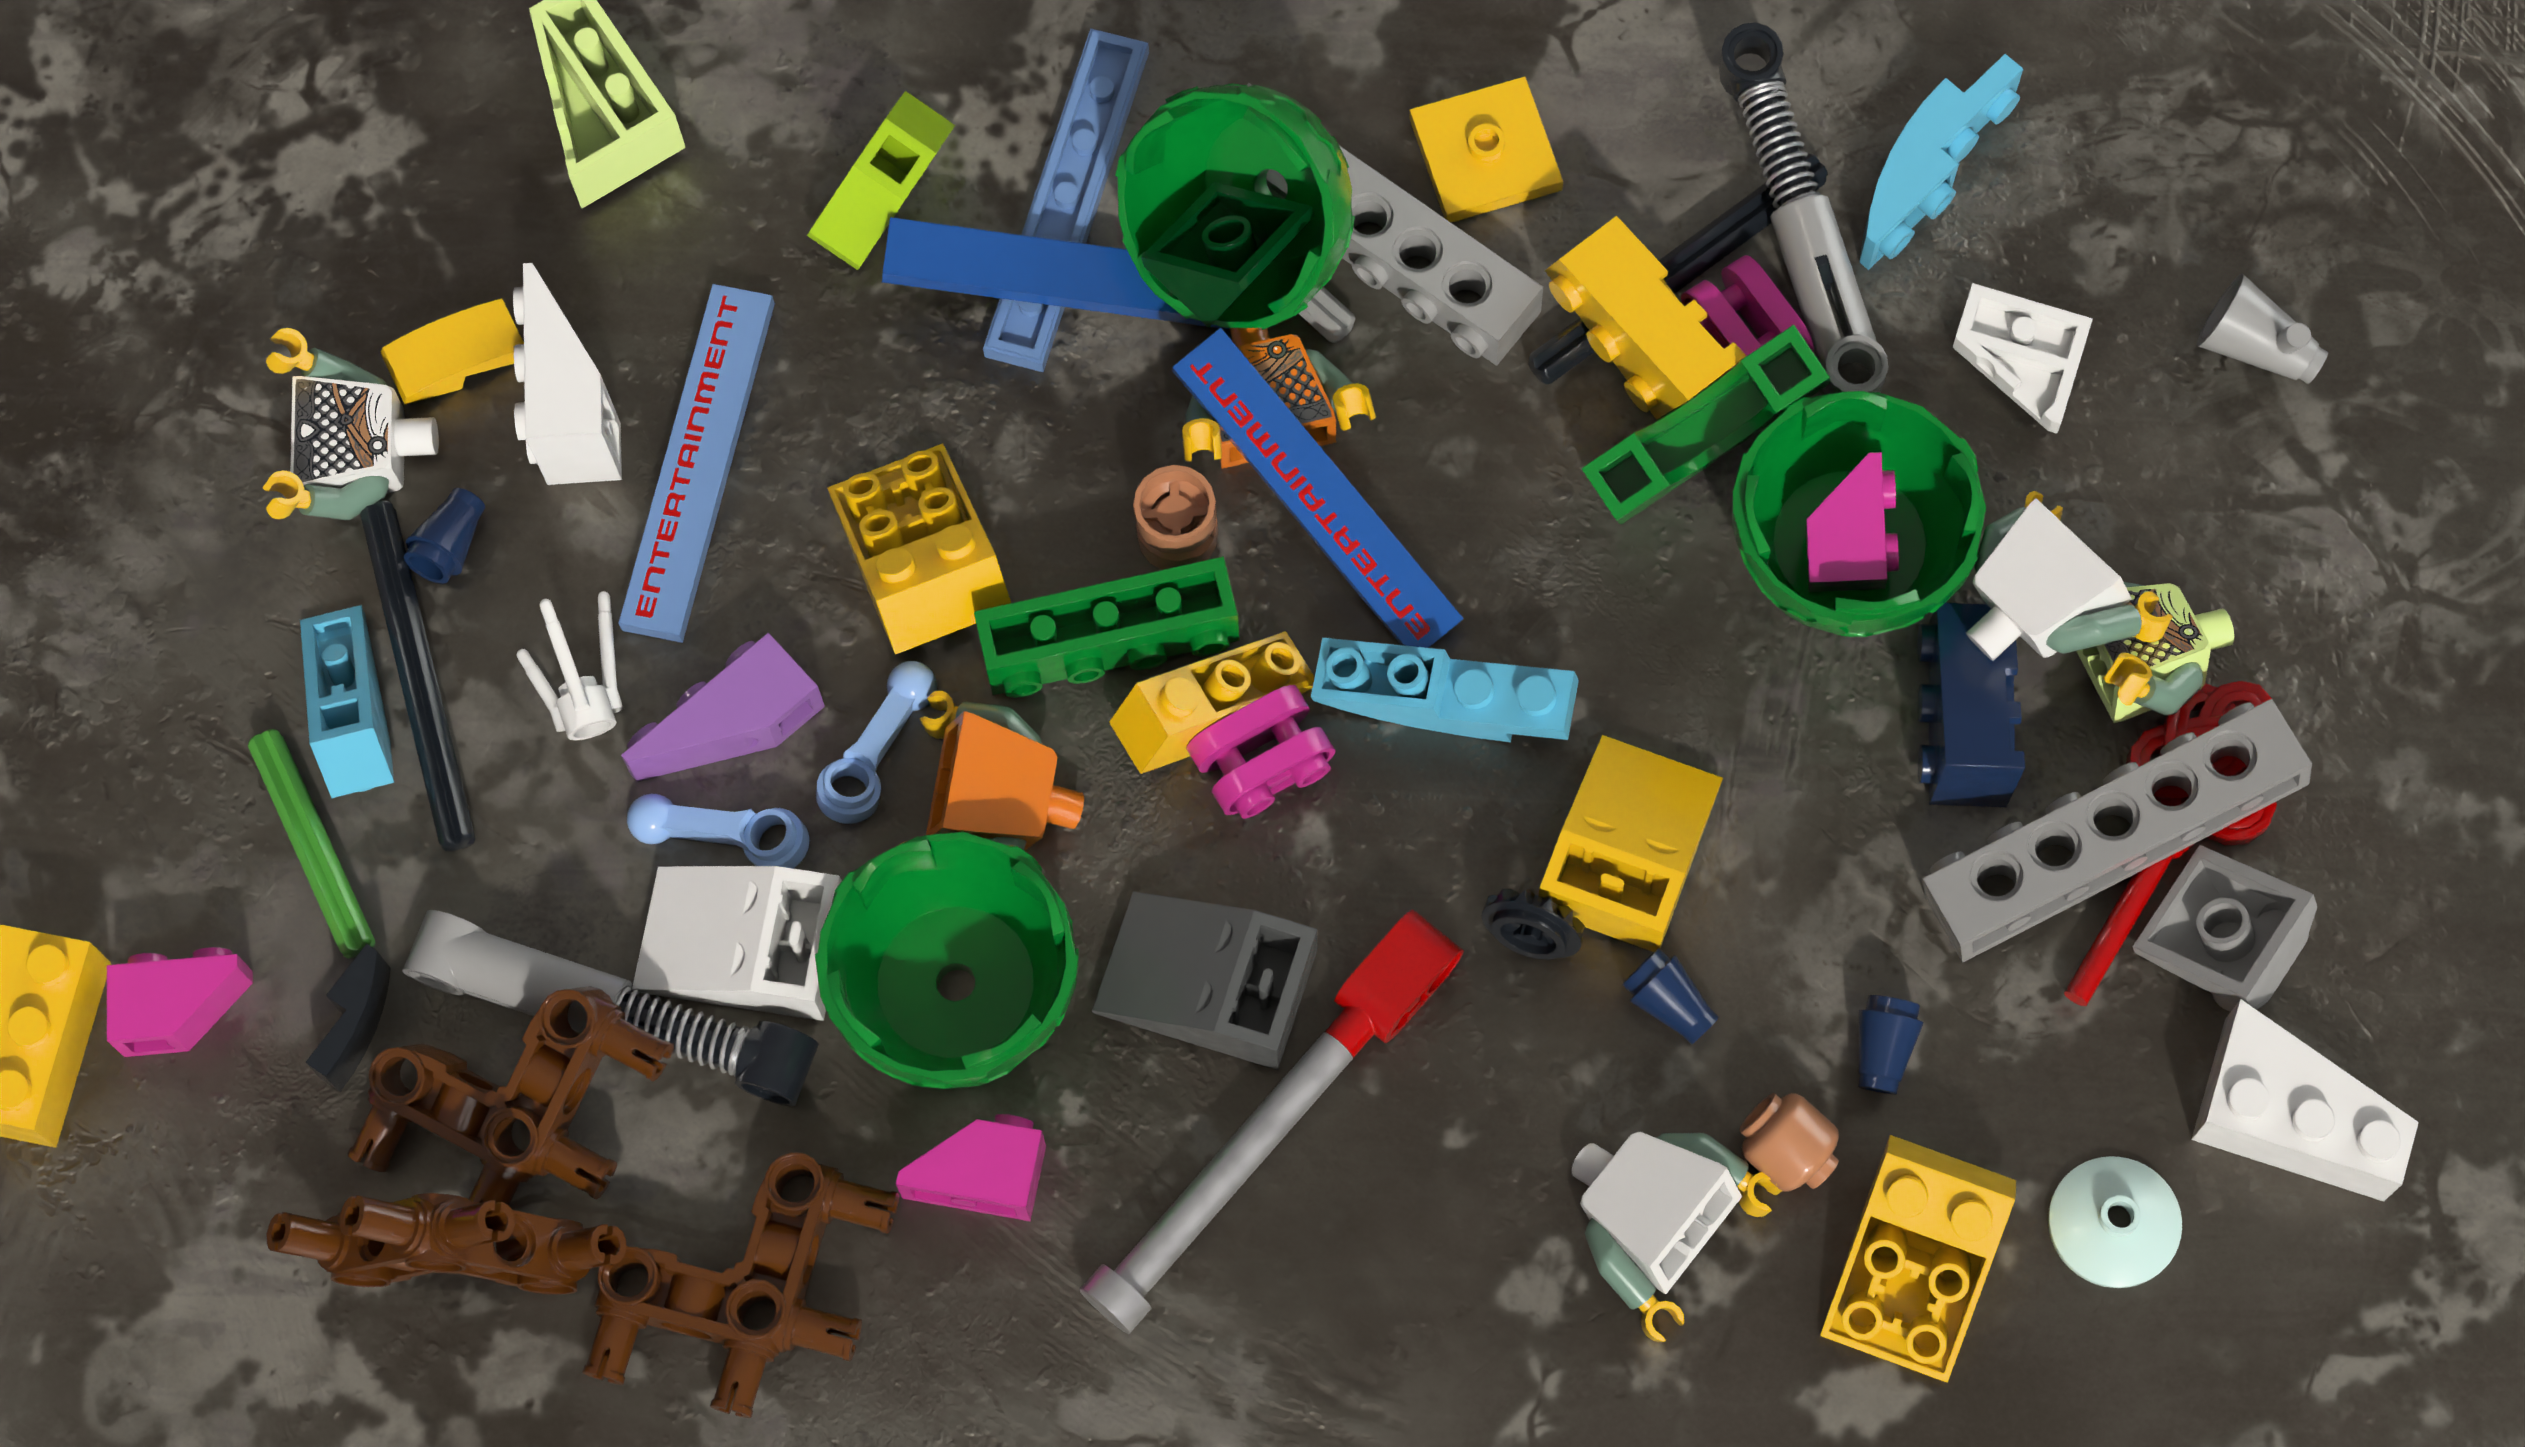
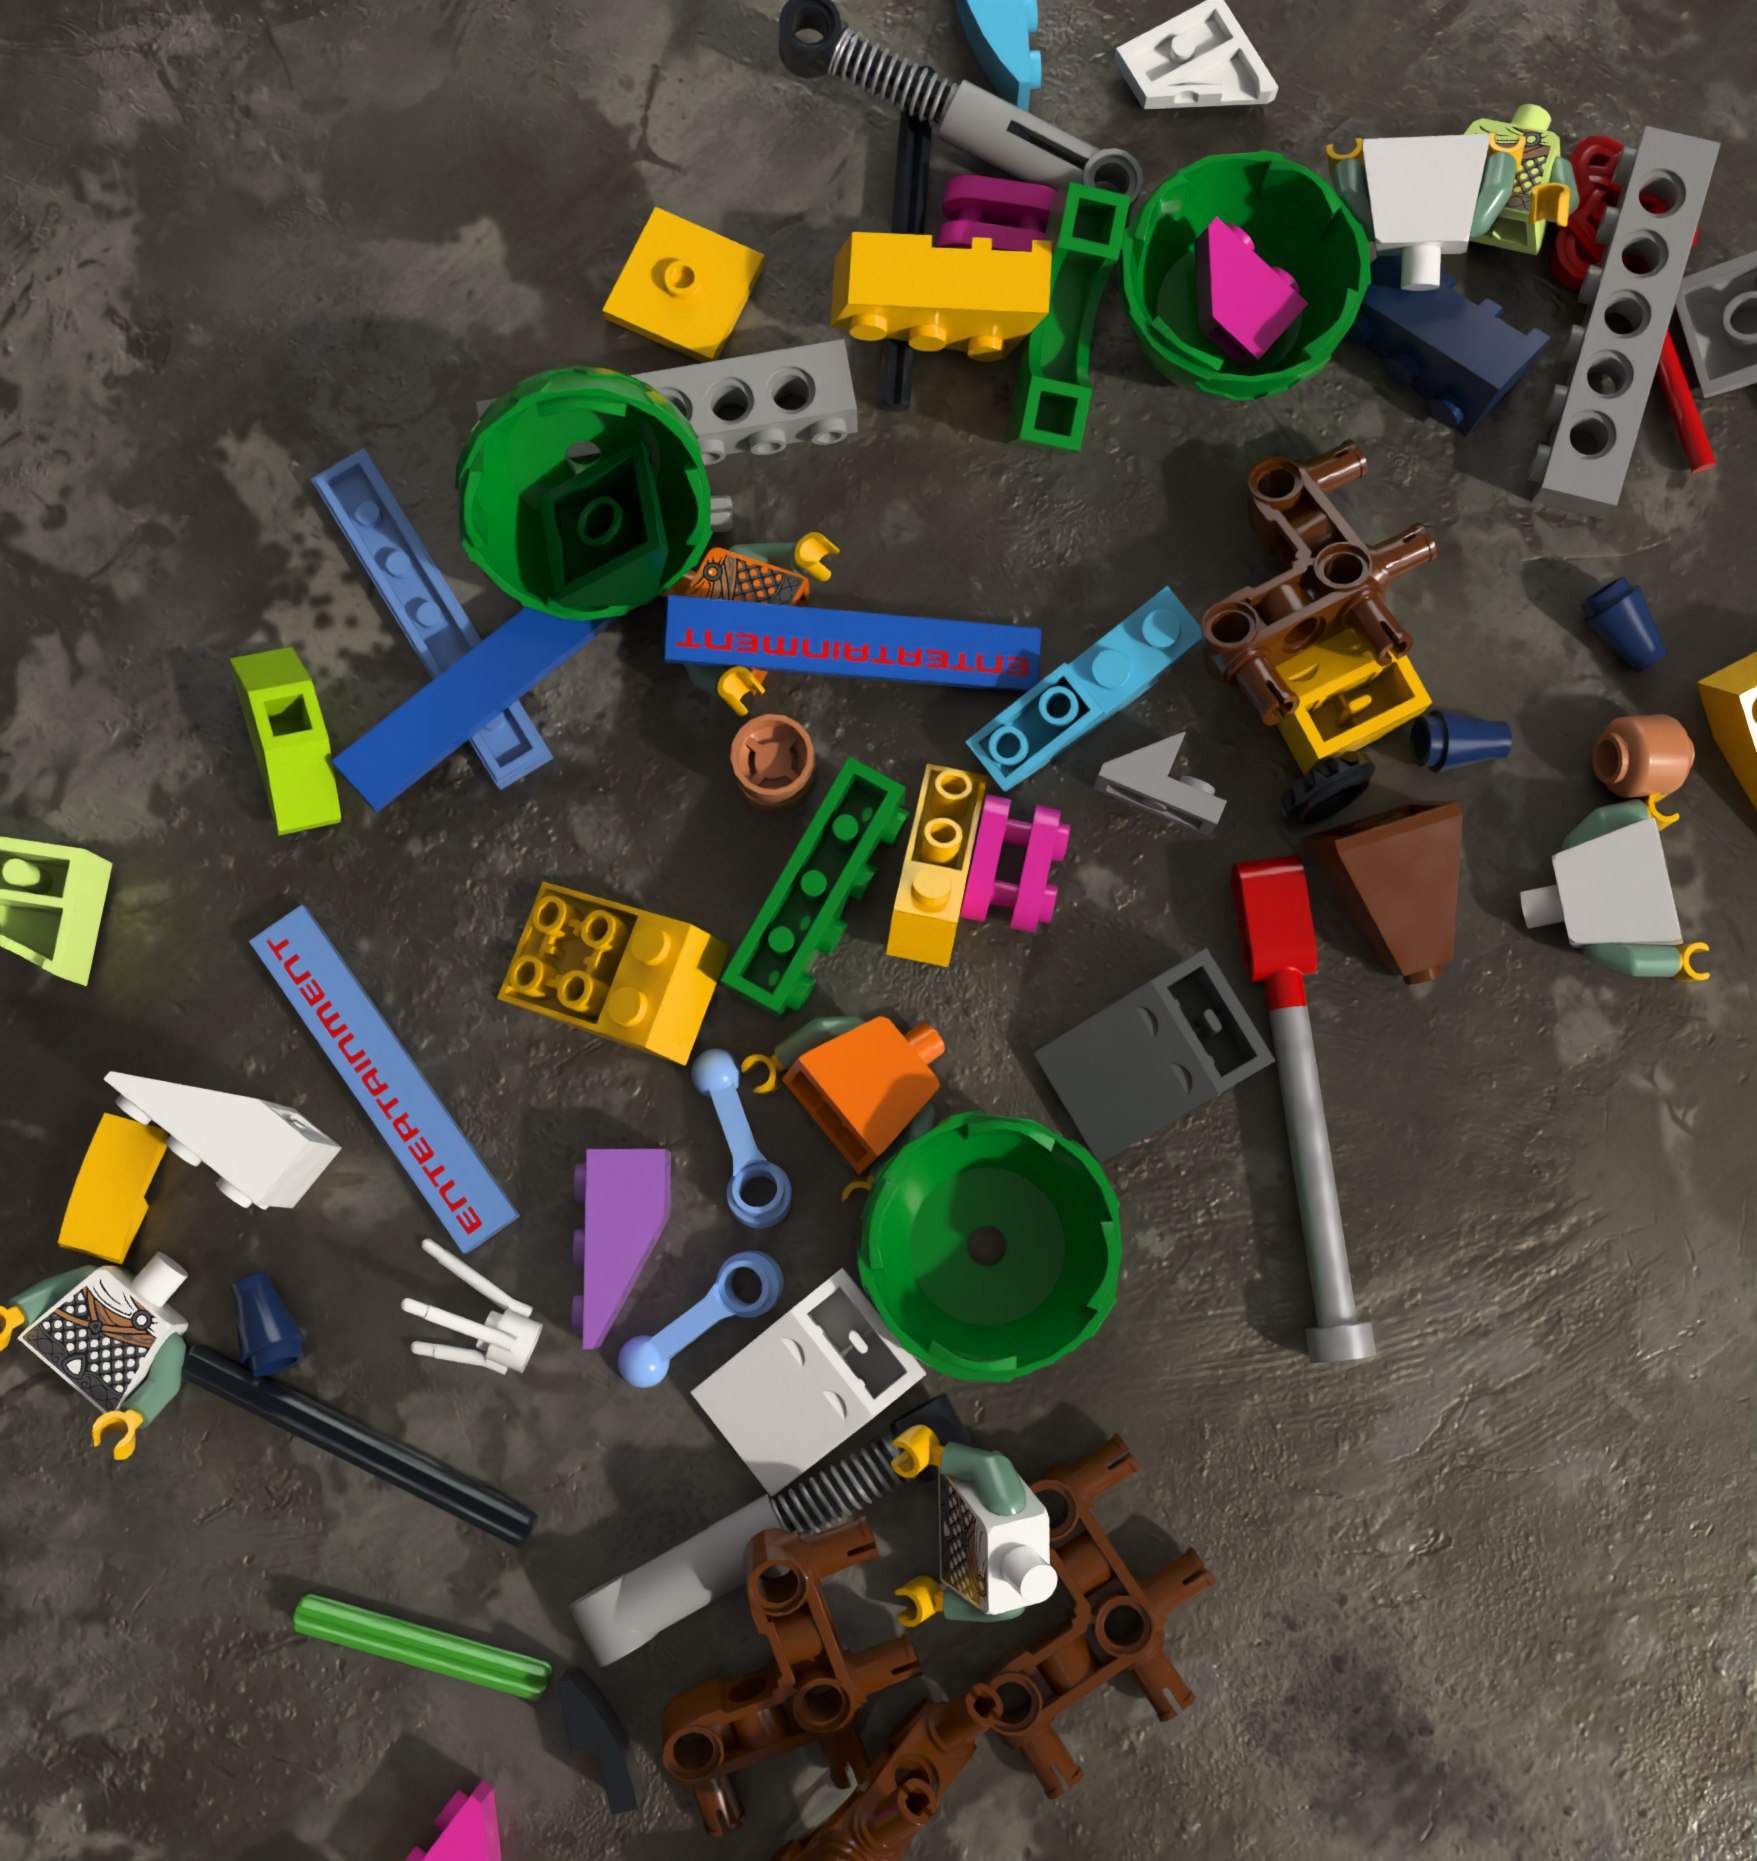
camera: 50 degrees left, 10 degrees up
(345, 703) = (331, 1524): medium azure slope -> none
(738, 1147) = (988, 1534): none -> torso
(980, 1169) = (1154, 1354): dark pink slope -> none
(1420, 792) = (1144, 782): none -> light grey slope
(1506, 1038) = (1398, 882): none -> reddish brown slope
(1676, 782) = (1329, 582): none -> reddish brown pin

